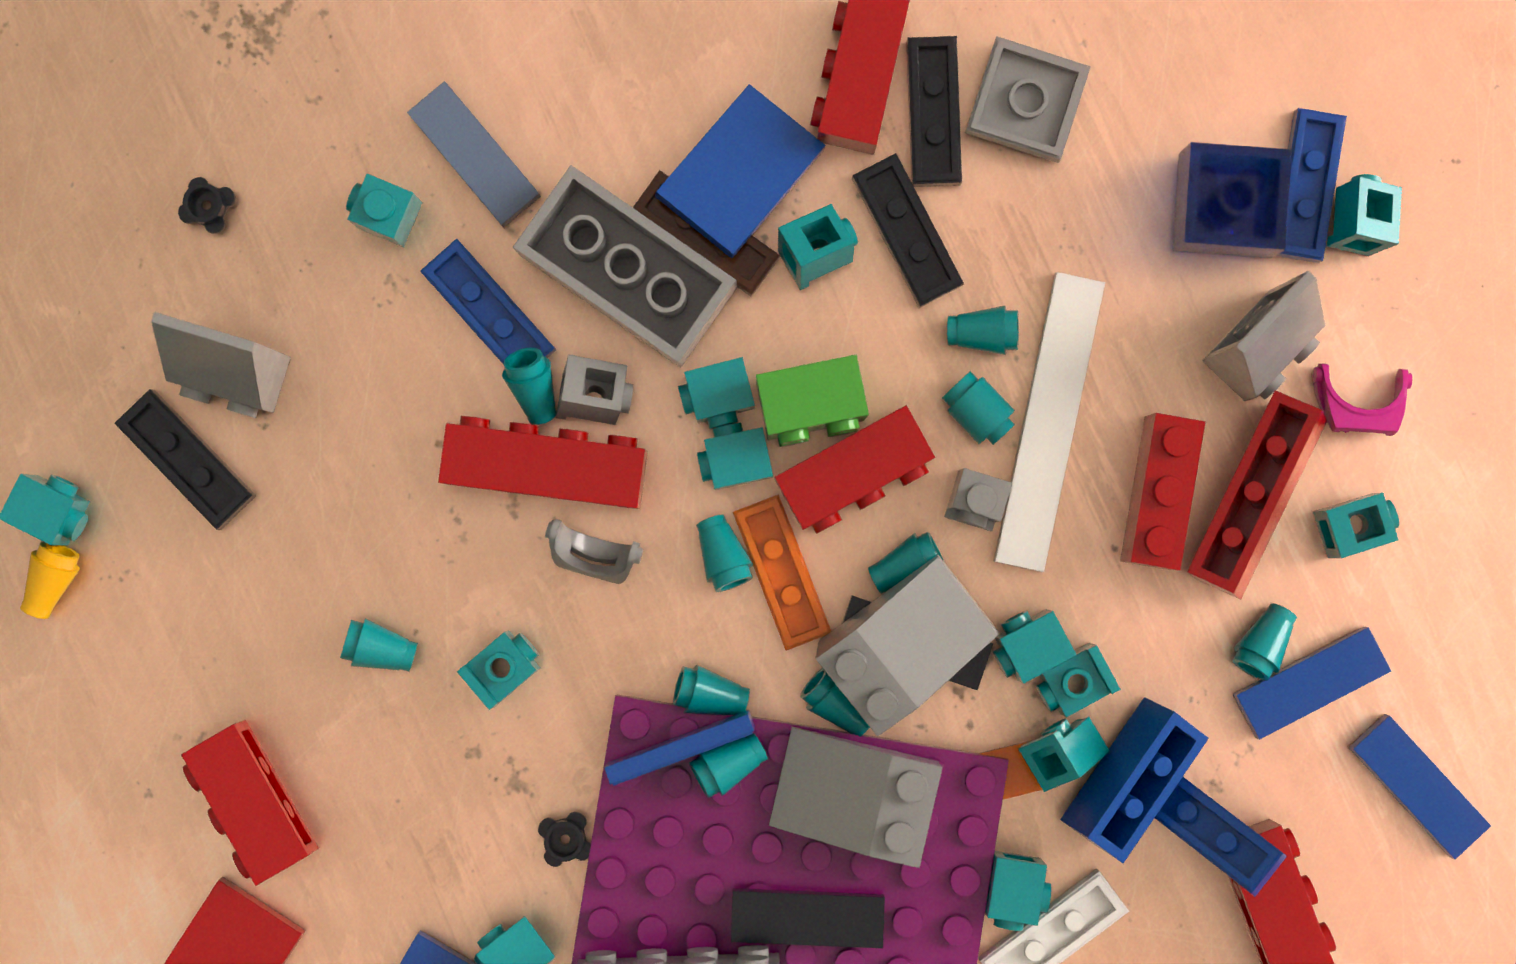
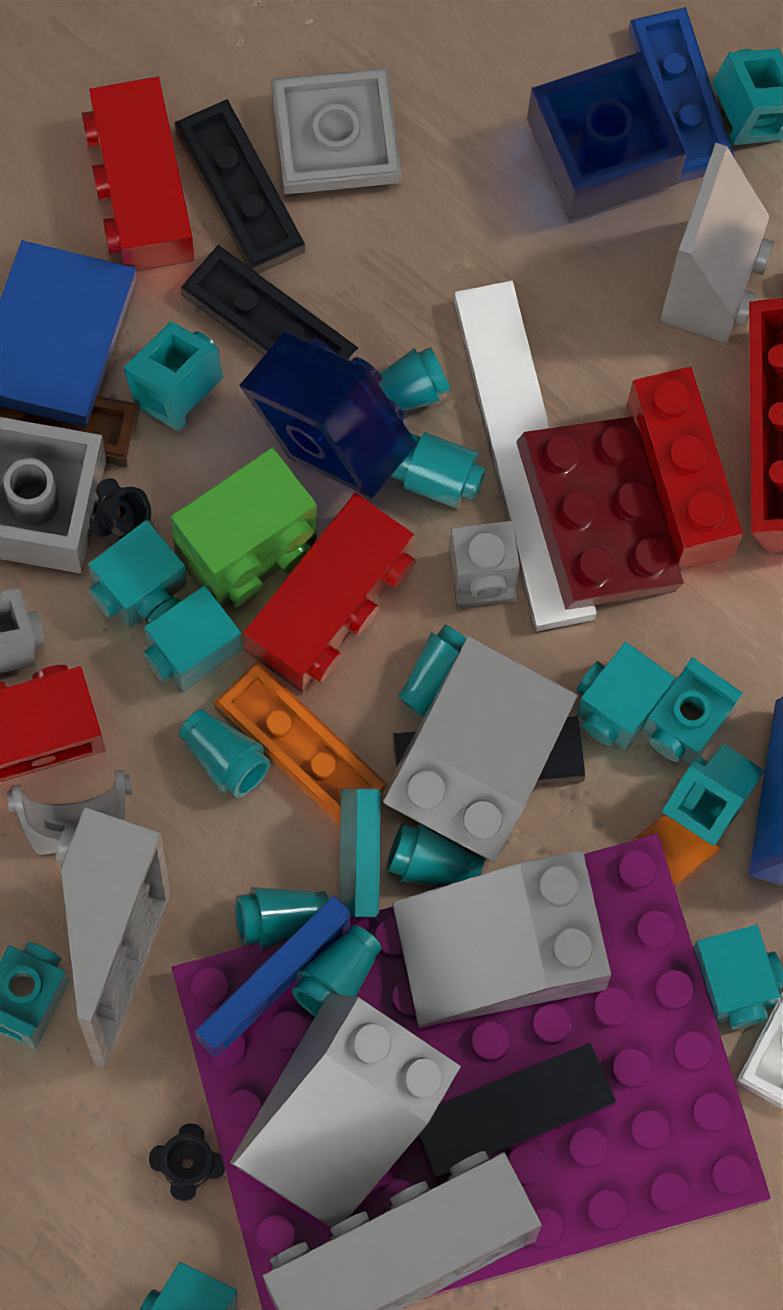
camera: 30 degrees left, 15 degrees down
(573, 658) = (113, 907): none -> light grey slope
(686, 869) = (344, 1109): none -> light grey slope
(737, 342) = (132, 504): none -> black plate
(785, 678) = (360, 851): none -> teal tile
(915, 337) = (329, 413): none -> clear blue brick
(1083, 495) = (599, 512): none -> dark red plate

